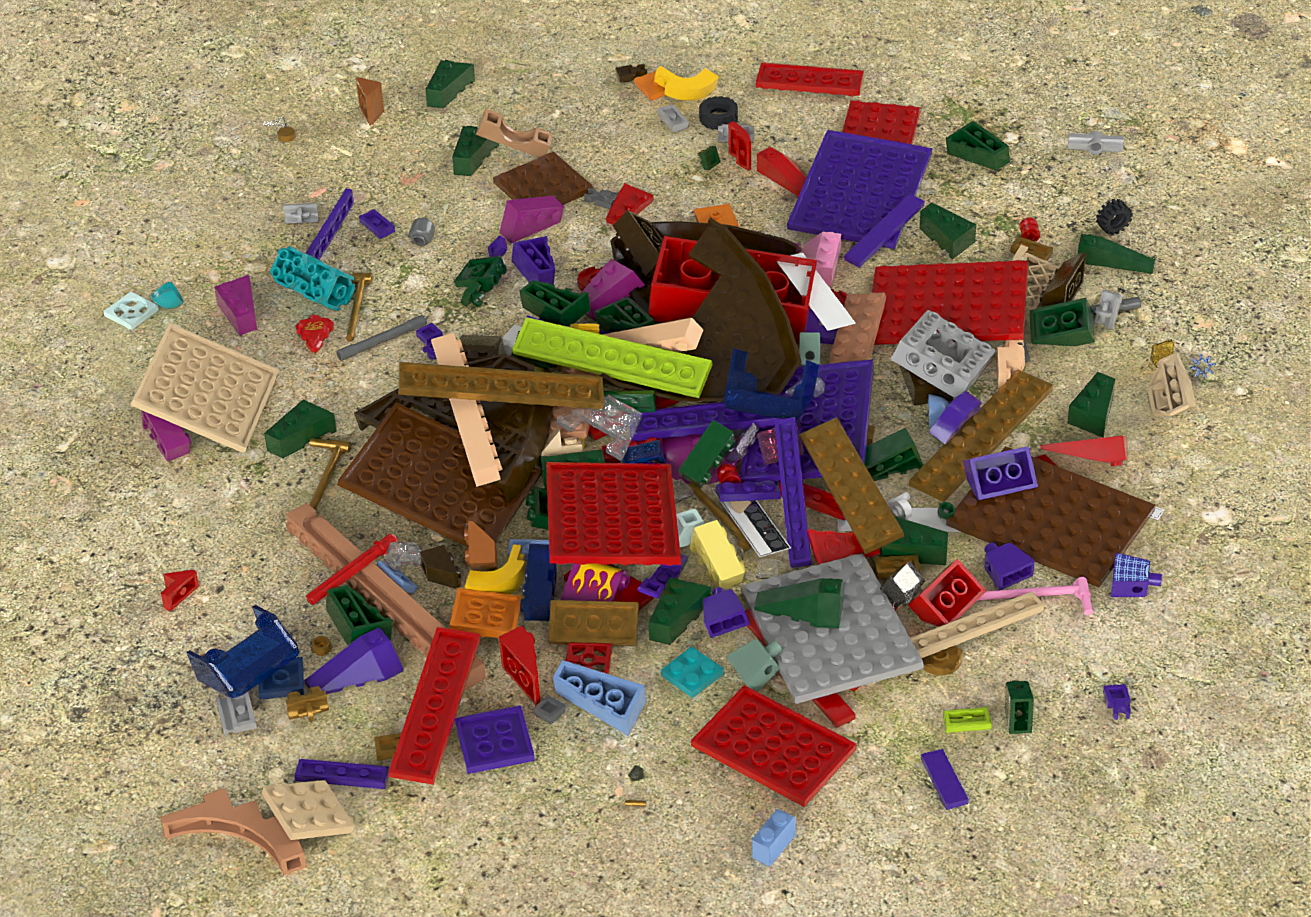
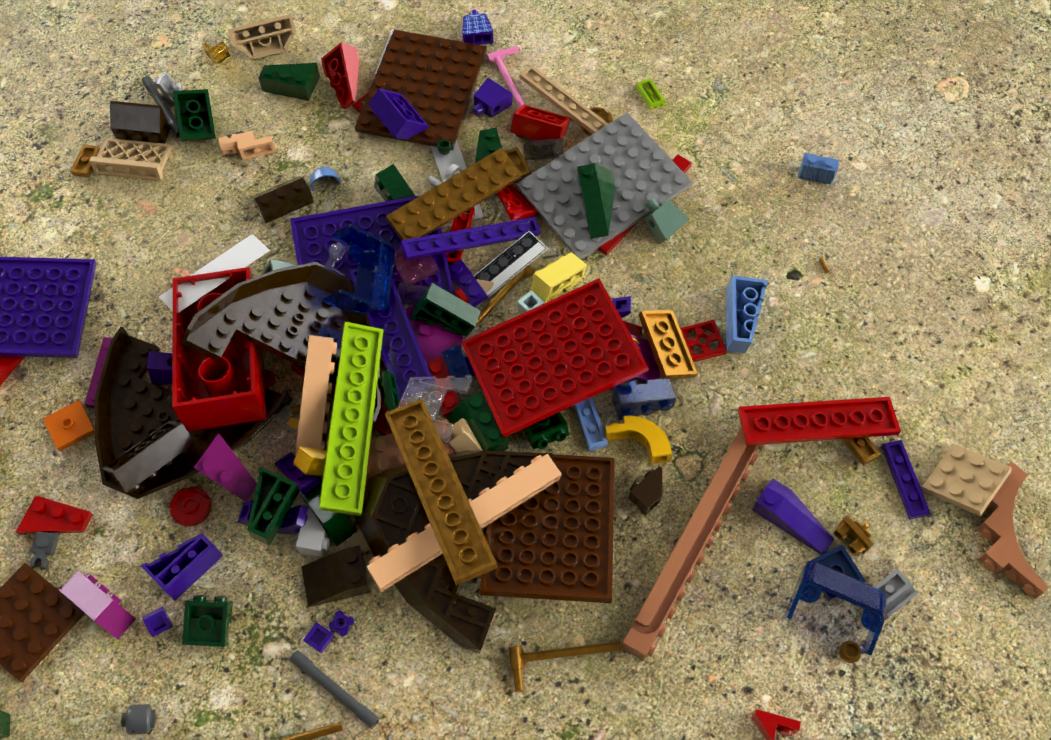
camera: 110 degrees left, 20 degrees up
(298, 427) = (510, 708): dark green wedge -> none
(321, 646) = (781, 550): pearl gold plate -> none
(353, 615) = (747, 533): dark green wedge -> none
(378, 549) = (698, 554): red axle -> none
(398, 577) = (676, 524): medium blue plate -> none
(402, 554) = (651, 523): clear leg -> none
(473, 295) = (244, 616): dark green tile -> none
(482, 549) = (631, 452): dark orange slope -> none
(485, 612) = (694, 427): orange plate -> none
(494, 739) = (817, 374): dark purple plate -> none
(519, 661) = (739, 373): red slope -> none
(549, 709) = (768, 348): dark grey plate -> none
(622, 316) = (266, 440): dark green wedge -> none
(676, 609) = (643, 291): dark green wedge -> none
(692, 672) = (680, 267): teal plate -> none
(723, 612) = (616, 257): dark purple torso -> none
(774, 745) = (731, 194): red plate -> none
(826, 250) = (133, 311): bright pink slope -> none
(857, 340) = (203, 251): nougat plate -> none
(884, 230) = (79, 268): dark purple tile -> none
(917, 356) = (248, 186): light grey brick -> none
(944, 779) = (711, 94): dark purple tile -> none
(947, 229) = (67, 224): dark green wedge -> none
(955, 416) = (337, 153): dark purple arch -> none
(974, 296) = (178, 200): red plate -> none
(981, 434) = (341, 146): pearl gold plate -> none
(1019, 697) = (632, 61): dark green torso -> none
(1029, 229) = (58, 166): red wheel -> none
(1113, 255) = (82, 111): dark green wedge -> none
(1117, 698) = (597, 18): dark purple plate -> none
(1122, 217) = (36, 107): black tyre -> none
(1207, 369) = (225, 23): clear blue gear -> none

